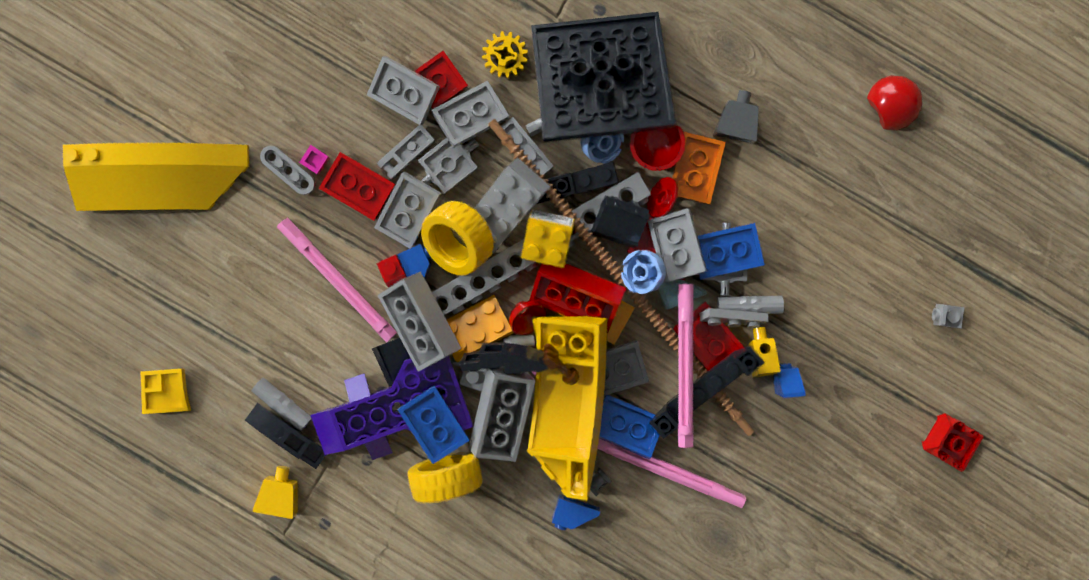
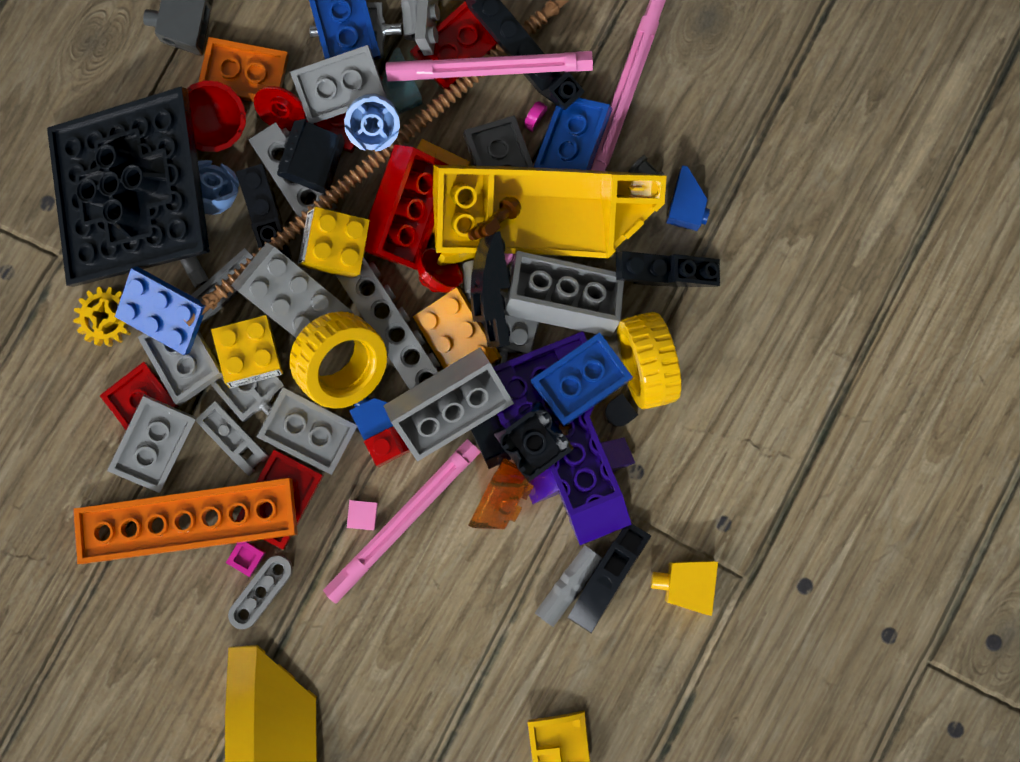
camera: 90 degrees left, 5 degrees down
(343, 249) = (362, 515): none -> bright pink tile
(348, 358) = (501, 498): none -> clear orange slope
(355, 122) = (170, 509): none -> orange plate
(387, 385) = (533, 441): none -> black slope
(412, 450) = (620, 411): none -> black tile
(468, 167) = (247, 351): none -> yellow brick
(503, 100) = (160, 310): none -> plate
(519, 494) = (667, 270): none -> black slope
(649, 398) = (535, 115): none -> dark pink tile

